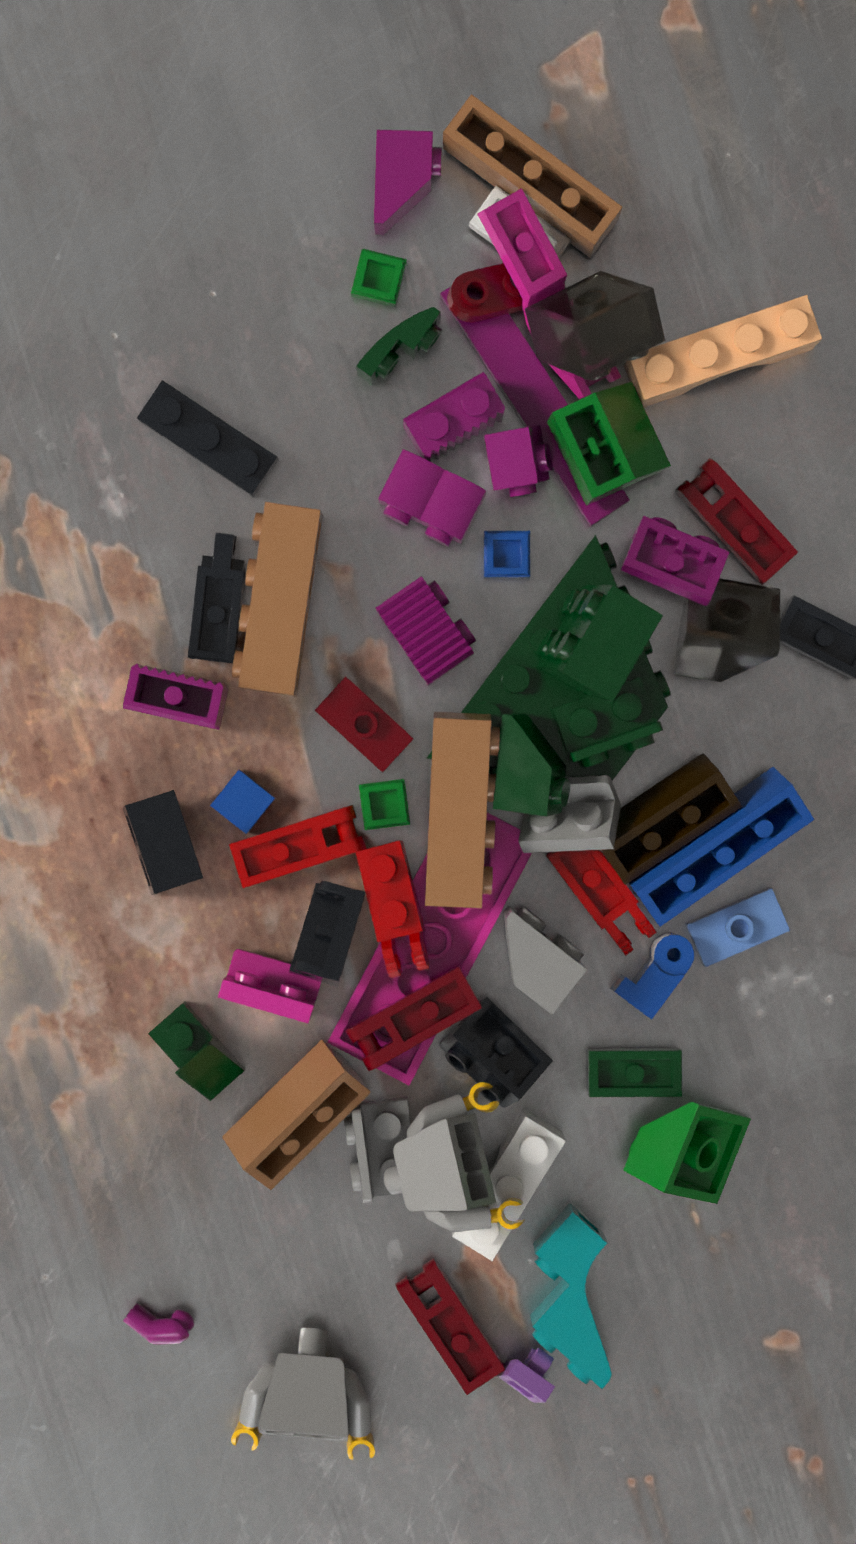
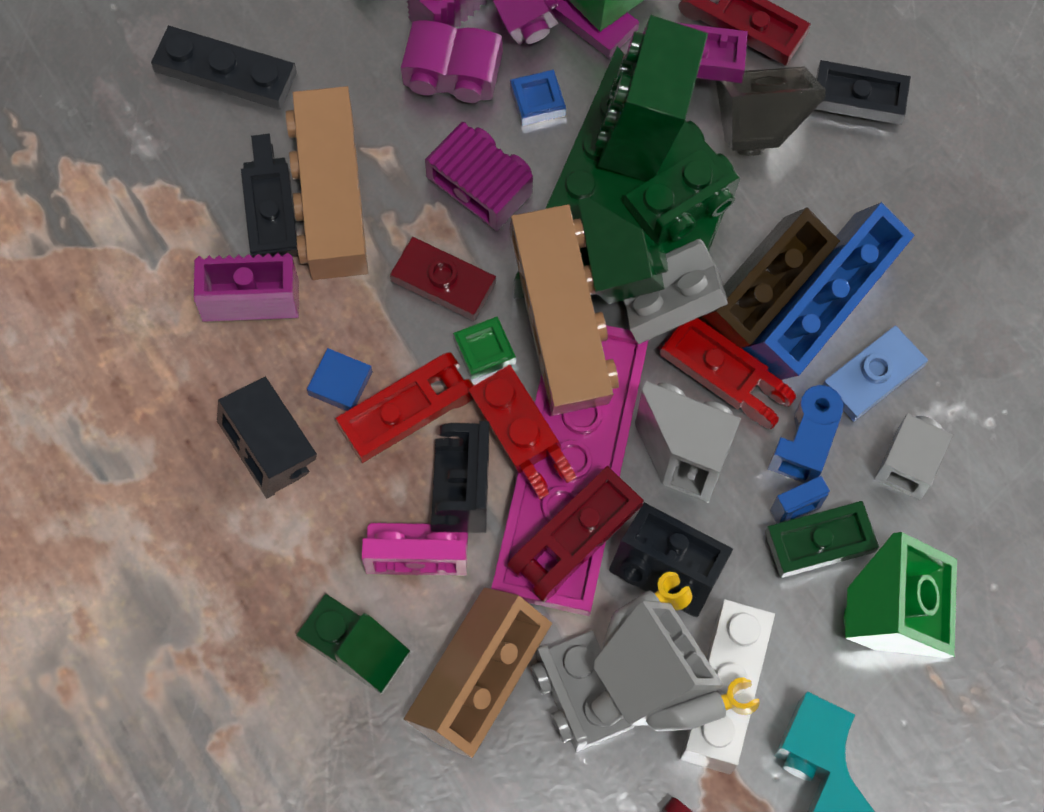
camera: 15 degrees left, 20 degrees down
(626, 1034) = (800, 500): none -> blue tile
(744, 1019) = (914, 455): none -> light grey brick

